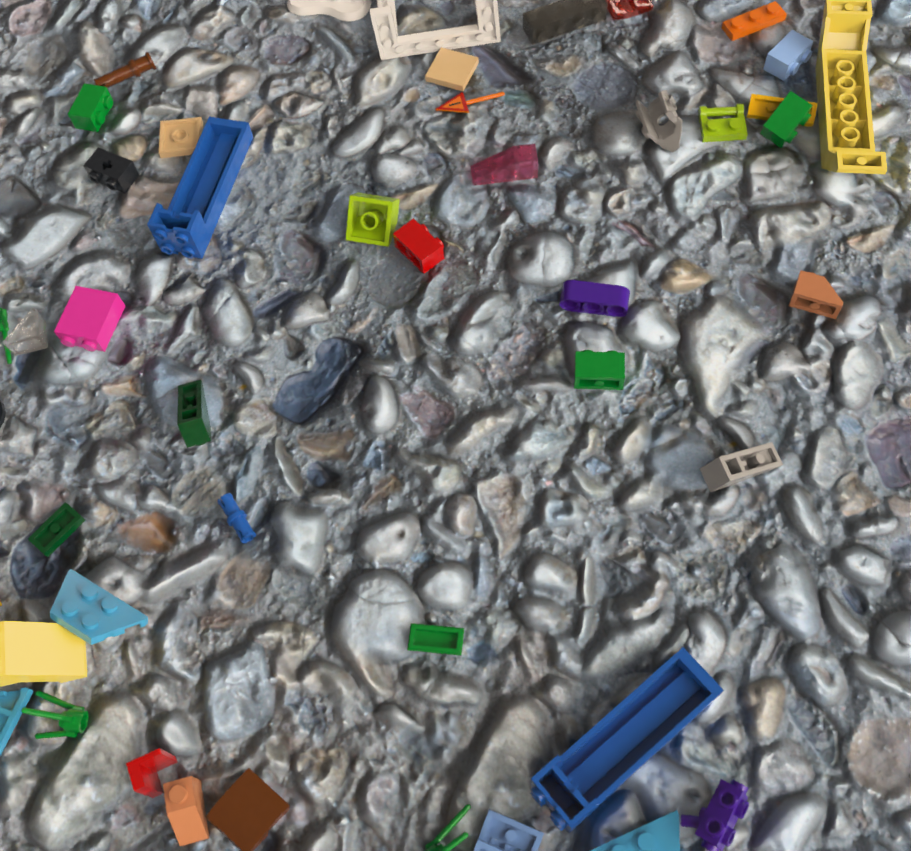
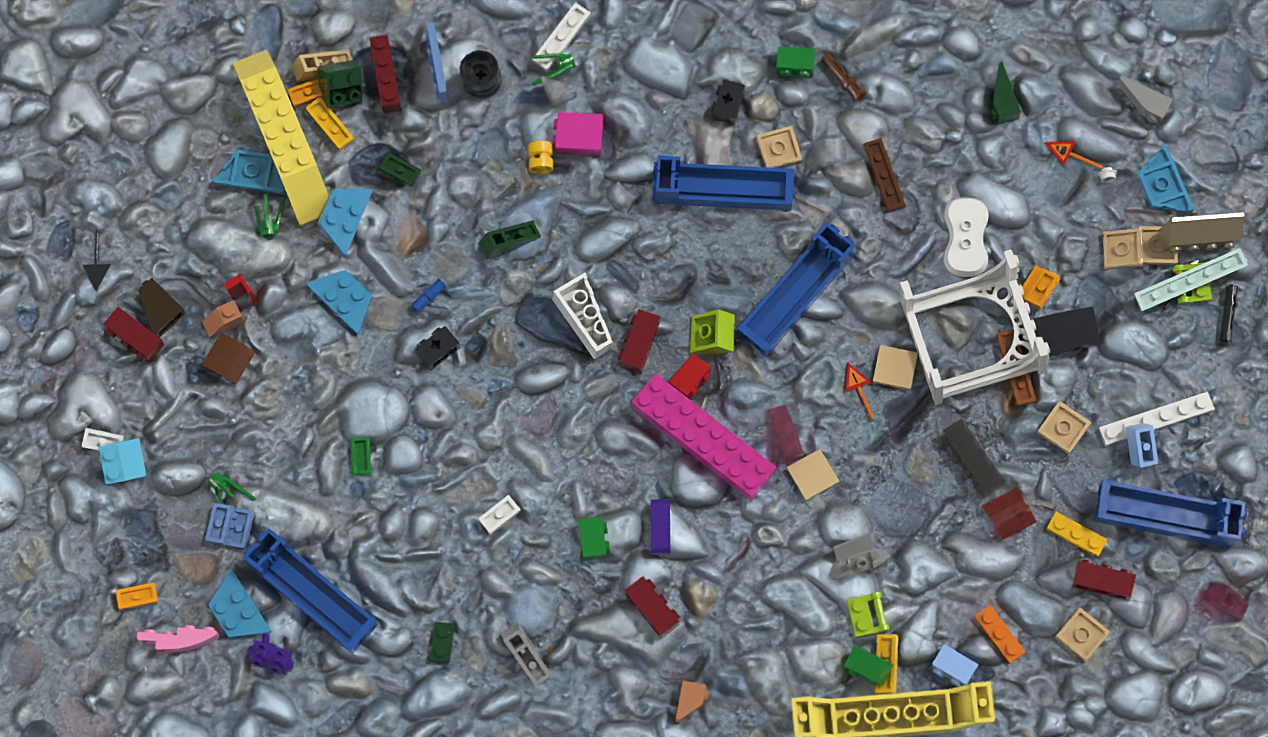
camera: 75 degrees right, 10 degrees up
(102, 361) = (540, 157): none -> yellow wheel
(206, 630) = (344, 297): none -> dark azure wing
(242, 54) = (884, 175): none -> reddish brown tile
(305, 503) = (432, 356): none -> black brick
(317, 339) = (583, 314): none -> white wedge
(343, 132) = (797, 289): none -> blue brick
(362, 289) = (639, 341): none -> dark red brick
(492, 241) = (703, 437): none -> dark pink brick
(550, 473) = (499, 514): none -> white plate
(557, 151) = (812, 475): none -> tan tile
(694, 318) = (652, 607): none -> dark red brick
(714, 570) = (442, 642): none -> dark green plate

